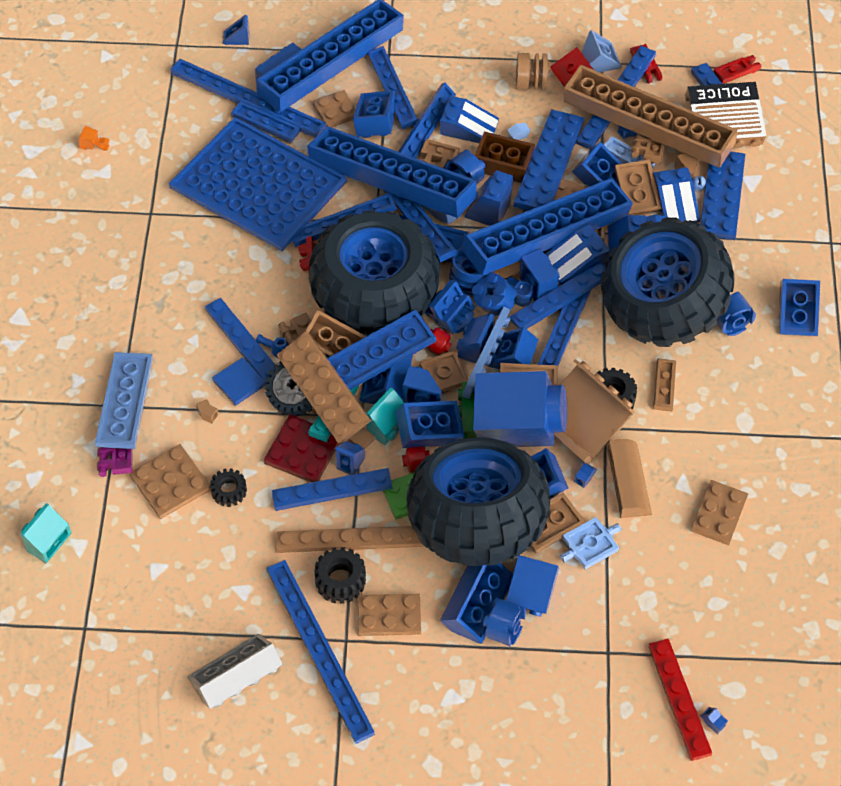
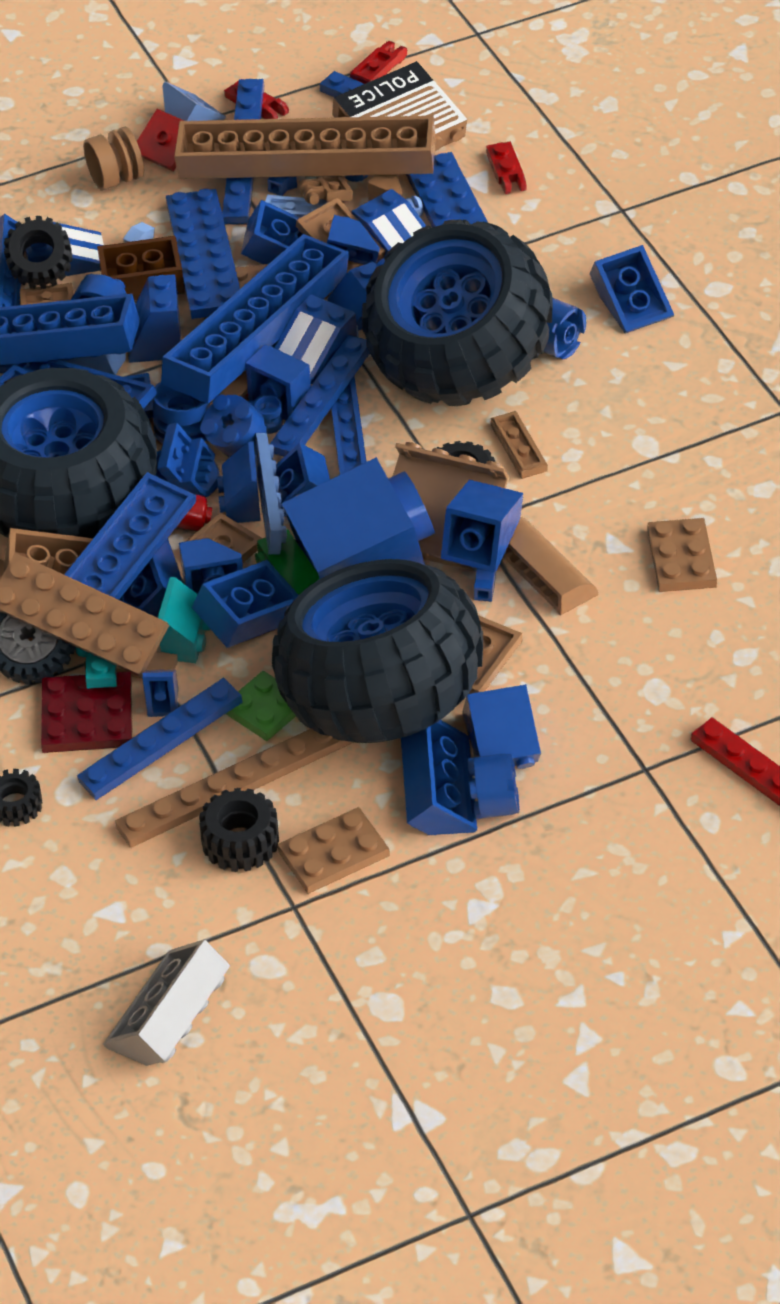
camera: 25 degrees left, 10 degrees down
(321, 652) = (270, 931): blue plate -> none
(414, 457) = (252, 655): red head -> none
(435, 111) = (38, 232): none -> black tyre
(590, 543) = (543, 654): light blue plate -> none
(598, 437) = (480, 525): none -> blue slope
(640, 193) = (354, 238): none -> blue slope
(775, 178) = (506, 166): none -> red hinge

